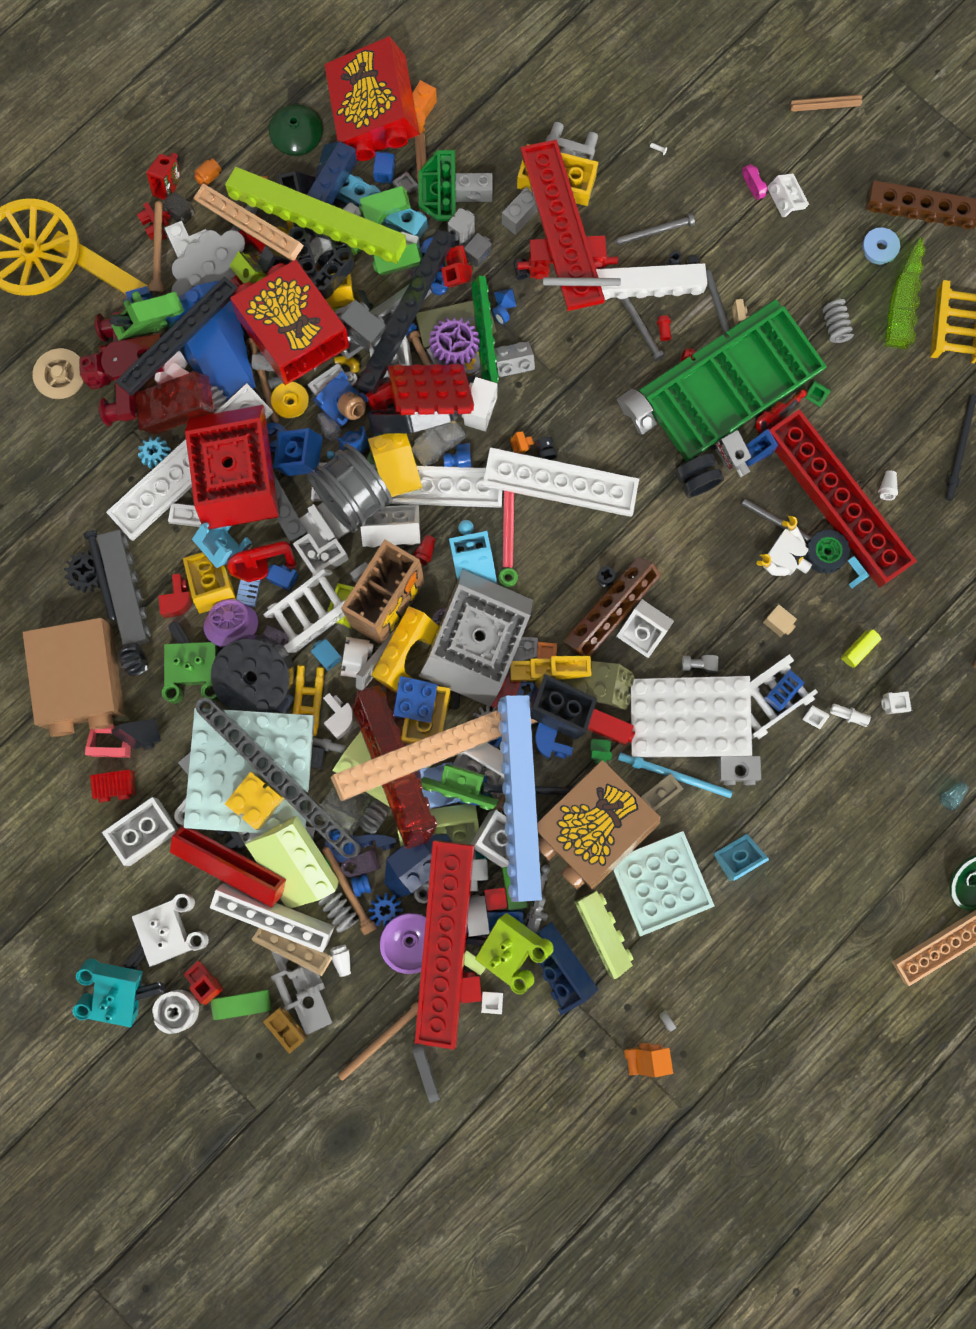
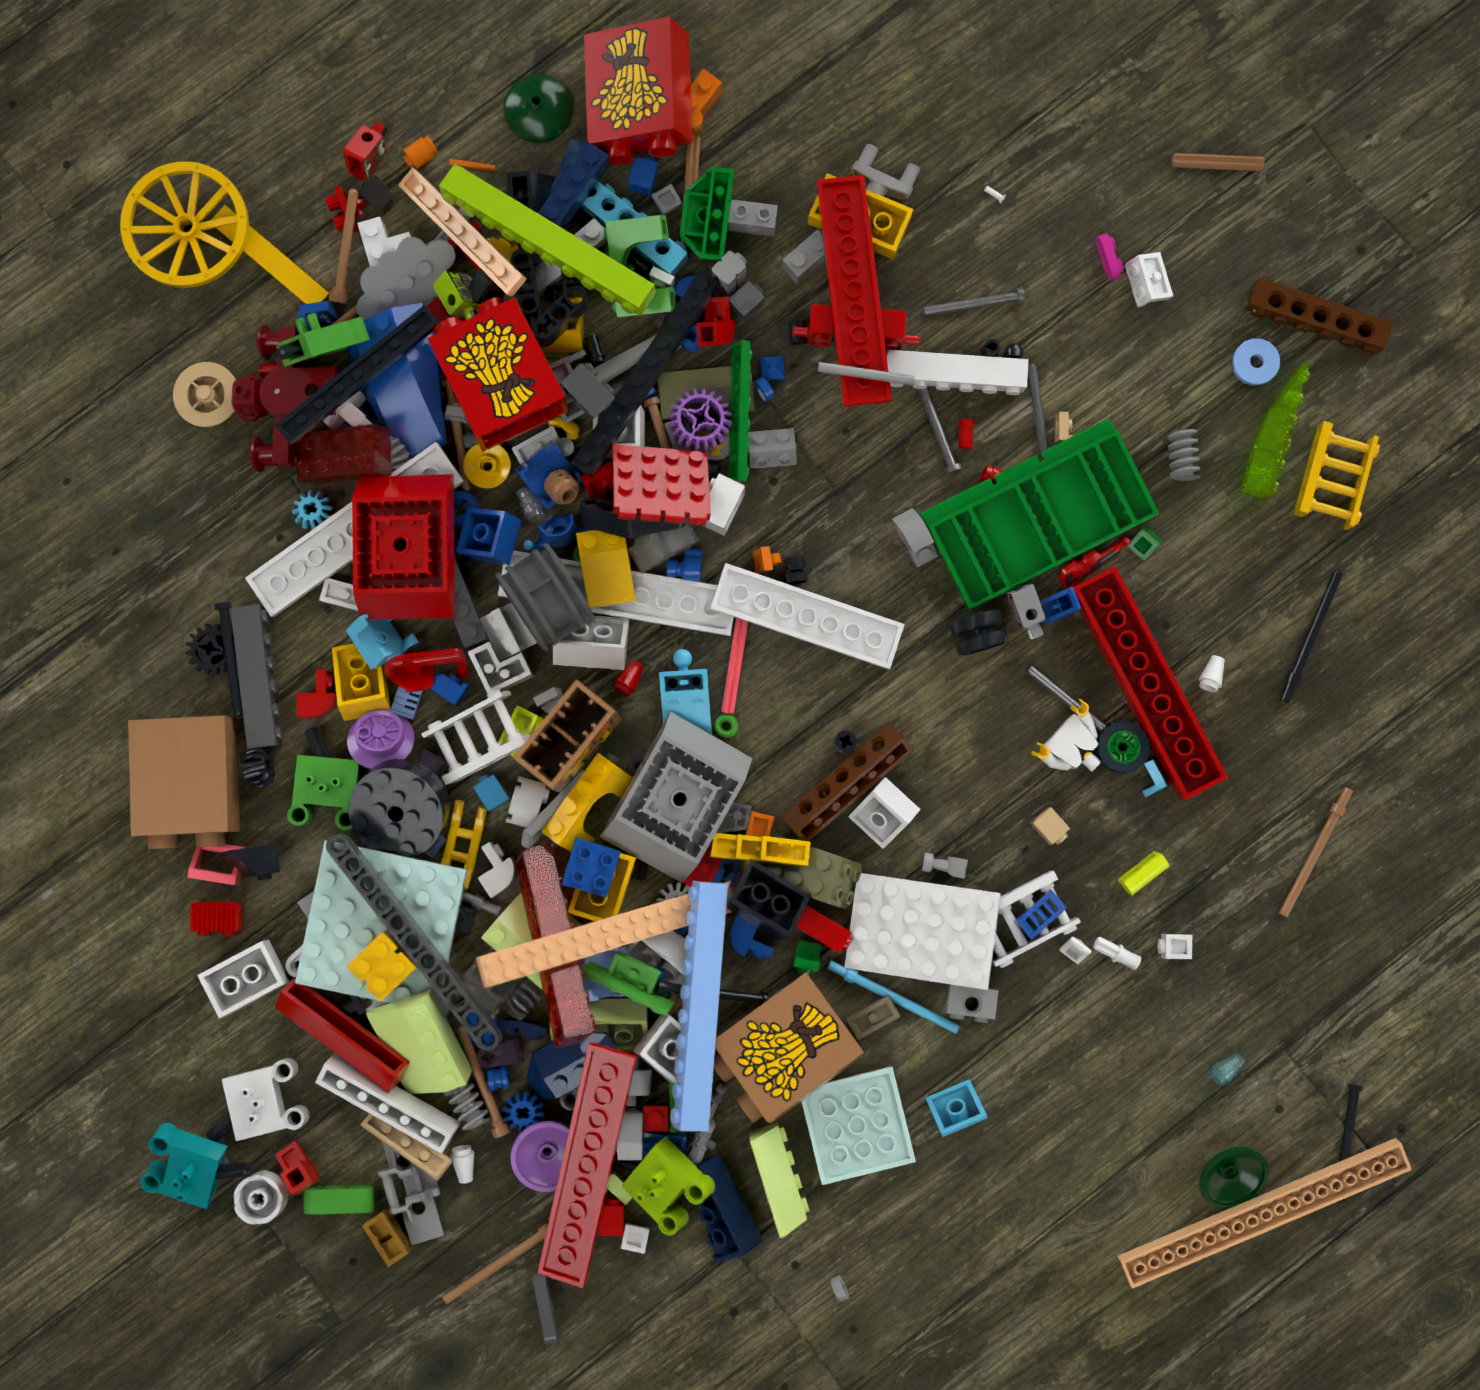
camera: 10 degrees right, 5 degrees up
(649, 1060) = (809, 1332): orange hinge -> none

